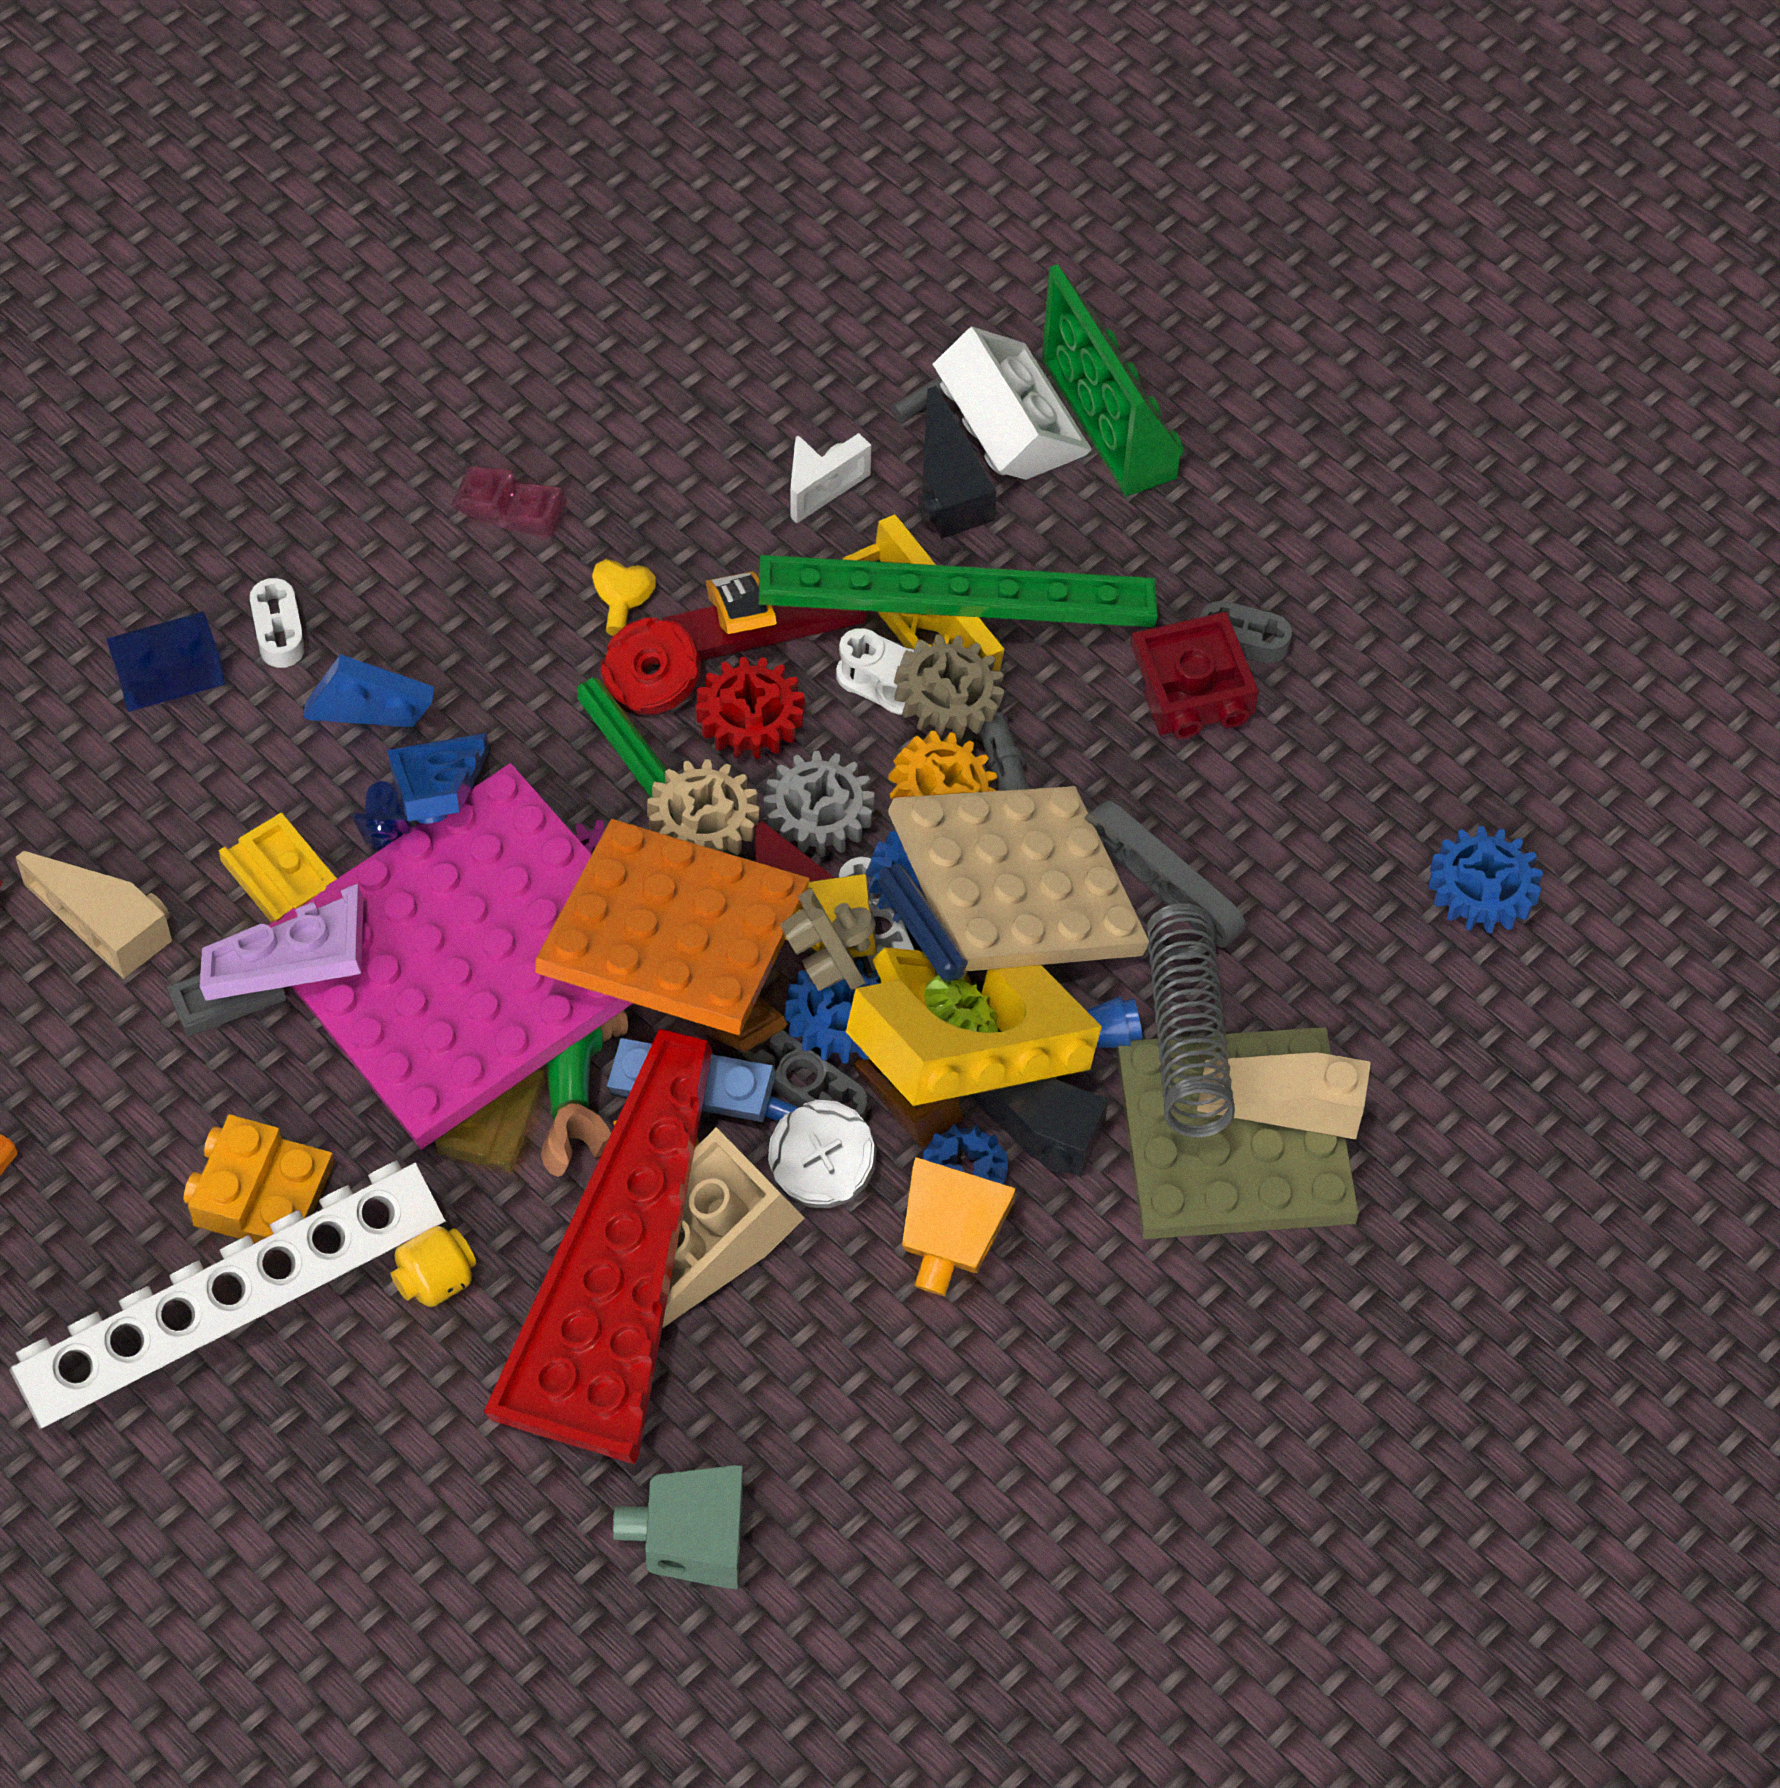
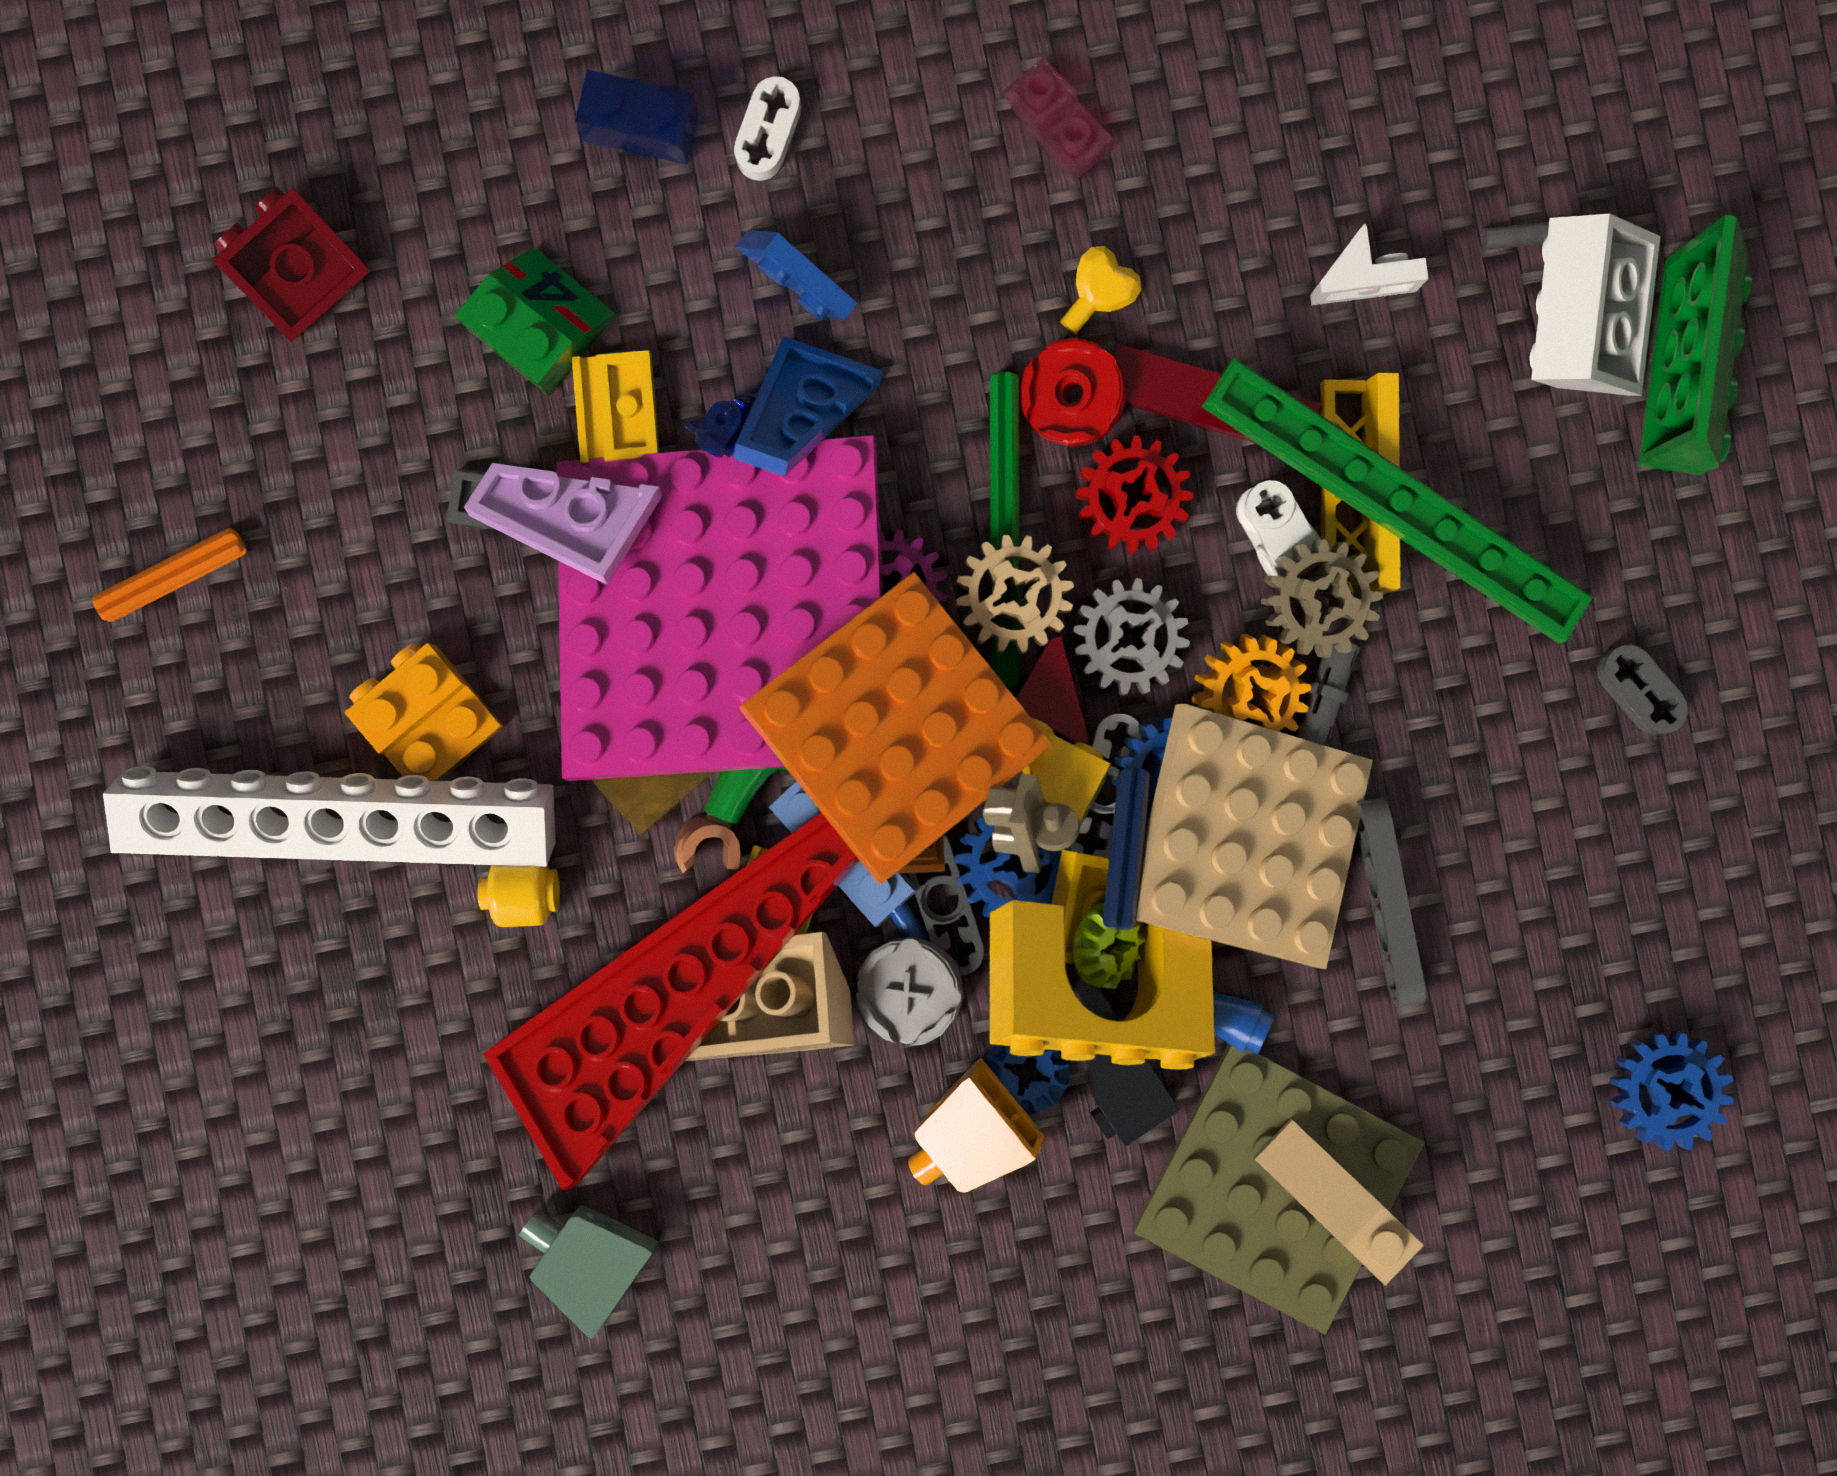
camera: 30 degrees right, 30 degrees up
(100, 909) = (441, 370): tan slope -> none
(168, 848) = (535, 318): none -> green slope
(739, 603) = (1192, 375): slope -> none
(954, 485) = (1483, 358): black slope -> none
(1181, 1089) = (1248, 1193): dark grey piece -> none
(1195, 675) = (1560, 717): dark red plate -> none

